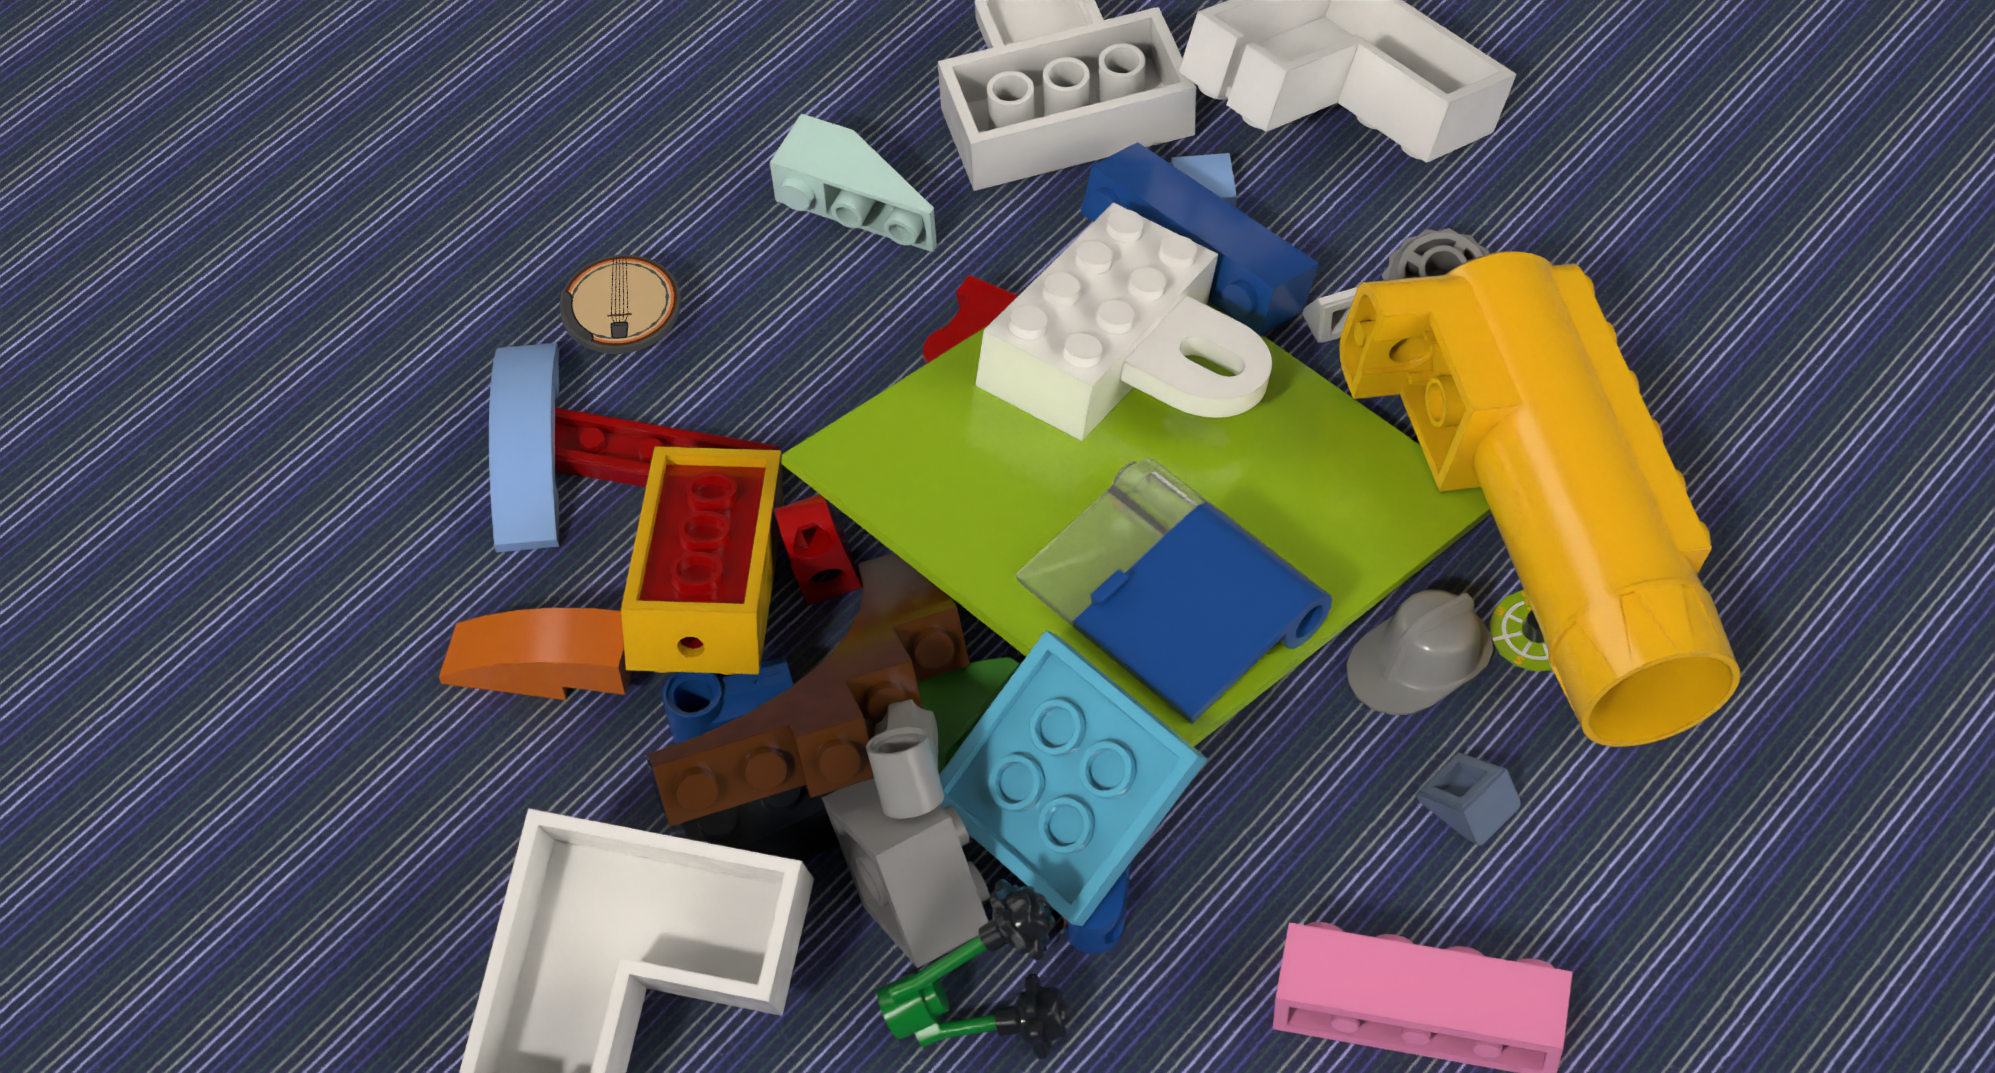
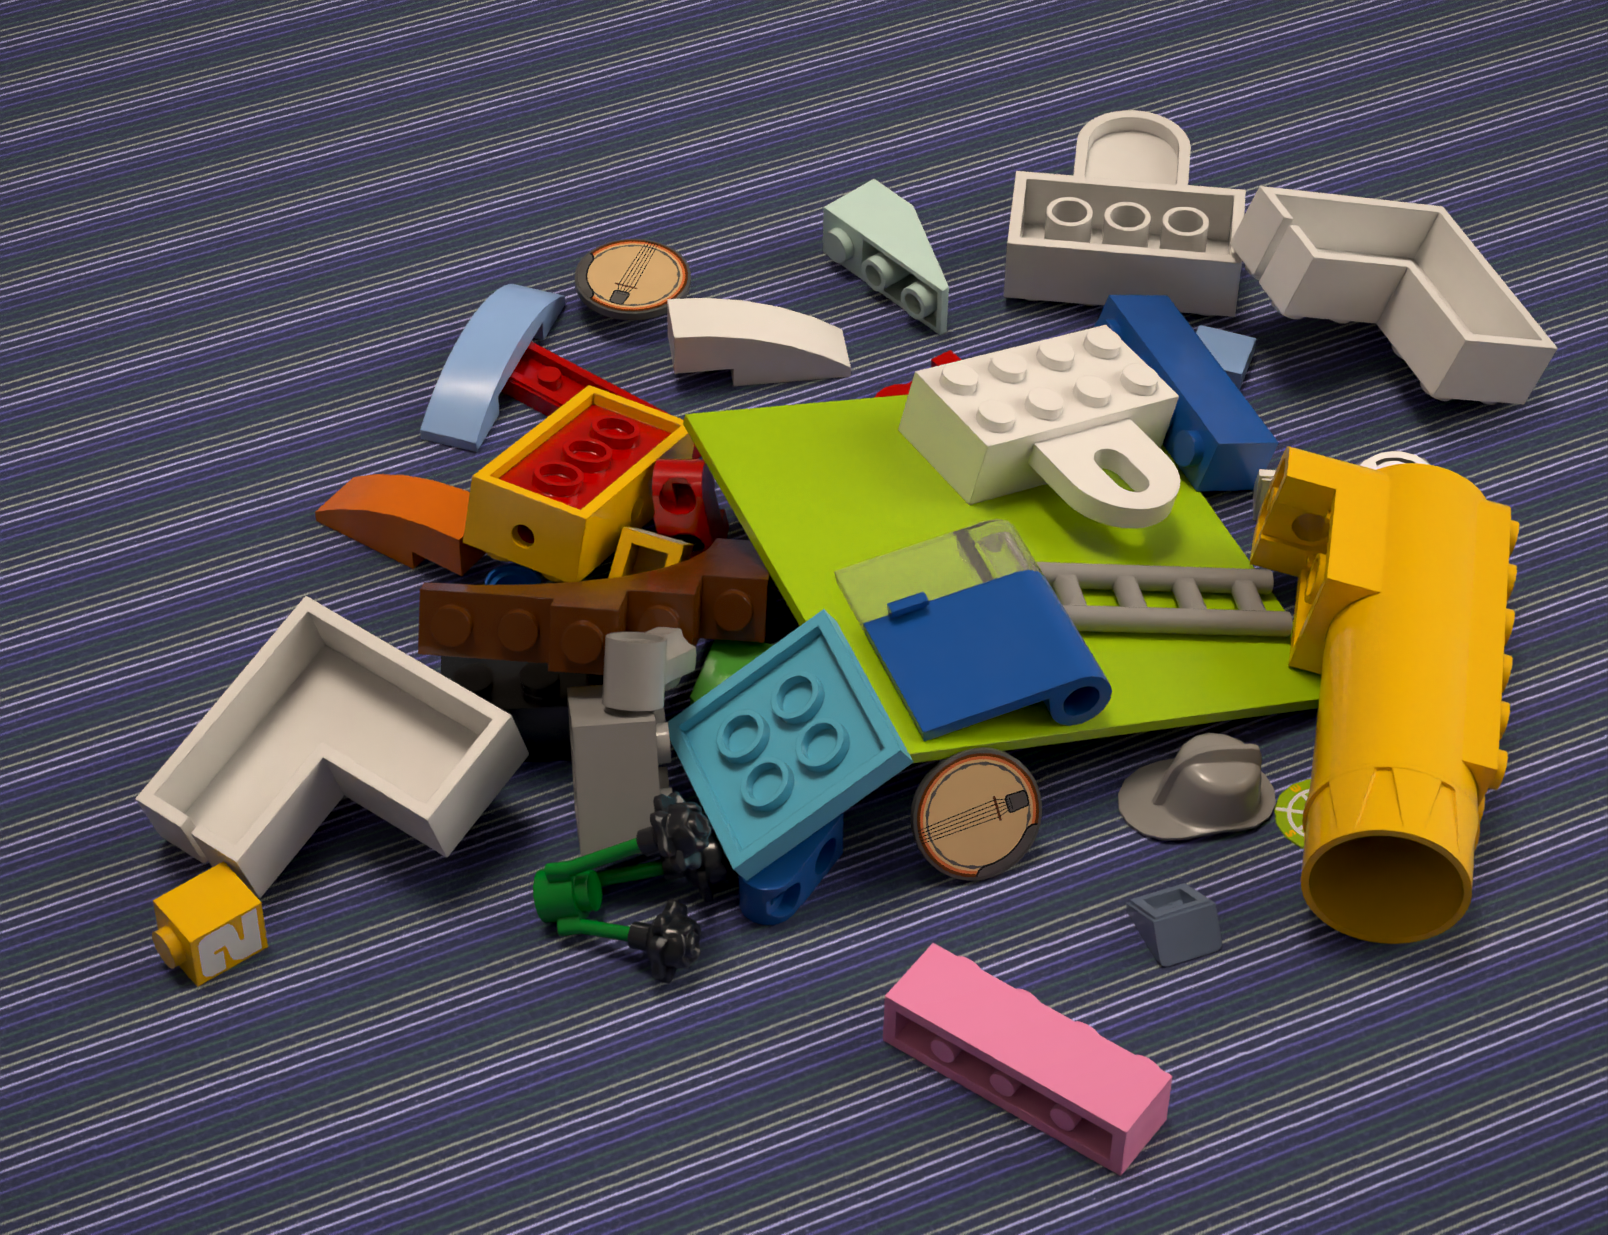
camera: 20 degrees right, 10 degrees down
(770, 330) = (753, 341): none -> white slope
(808, 617) = (647, 551): none -> yellow brick
(1253, 766) = (976, 813): none -> piece
(1314, 446) = (1184, 582): none -> light grey bar

